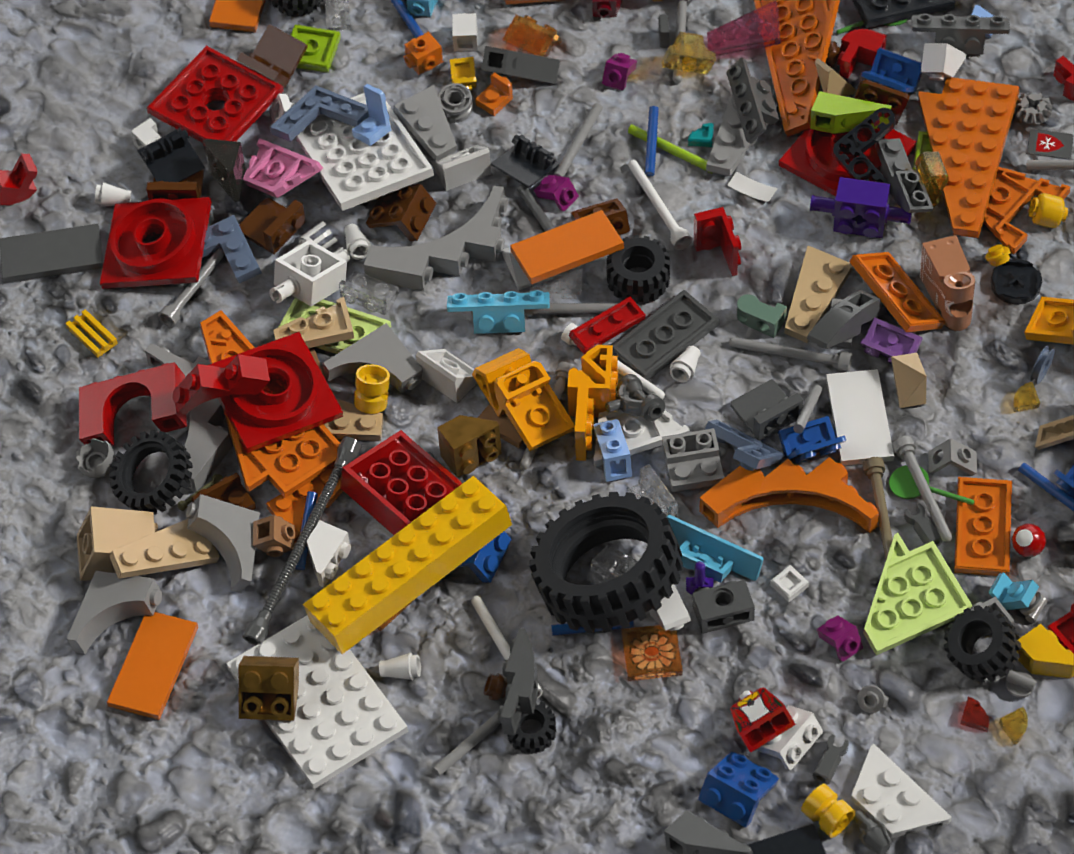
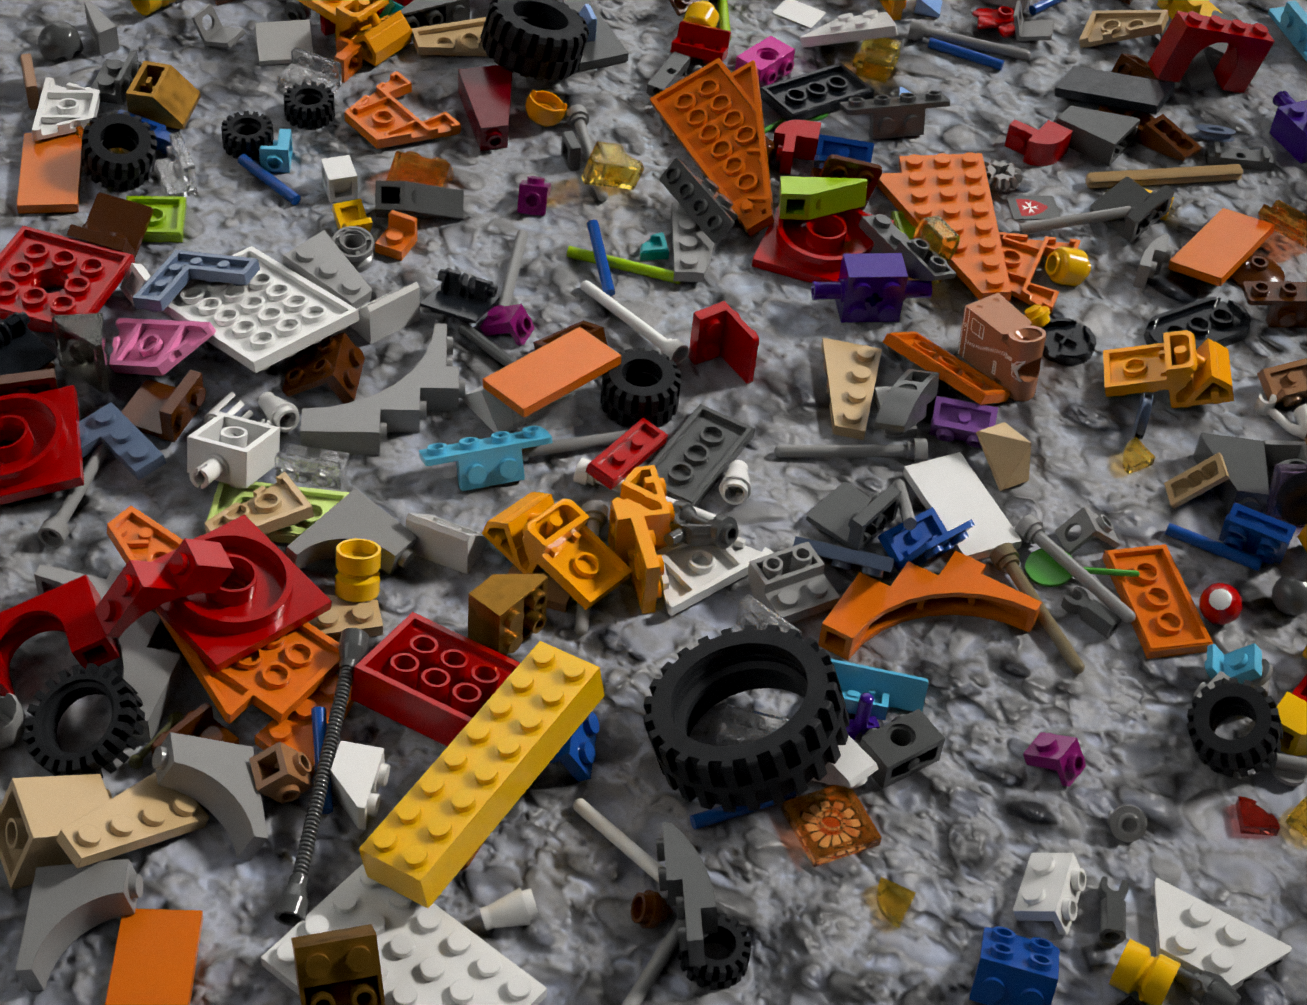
camera: 25 degrees left, 10 degrees down
(378, 122) = (269, 262): light blue bracket -> none
(423, 53) = (297, 203): orange brick -> none
(613, 449) = (698, 591): light blue bracket -> none
(674, 718) = (893, 901): none -> clear yellow tile
(747, 32) = (668, 138): clear pink wing -> none
(751, 188) = (731, 292): white sticker -> none
(760, 315) = (800, 416): sand green leg -> none
(760, 718) = (1012, 872): red torso -> none
(789, 583) = (964, 707): white tile -> none
(832, 81) = (779, 164): tan slope -> none
(858, 147) = (846, 226): black beam -> none
(912, 596) = (1119, 692): yellowish green wing -> none
(941, 60) = (890, 138): white slope -> none

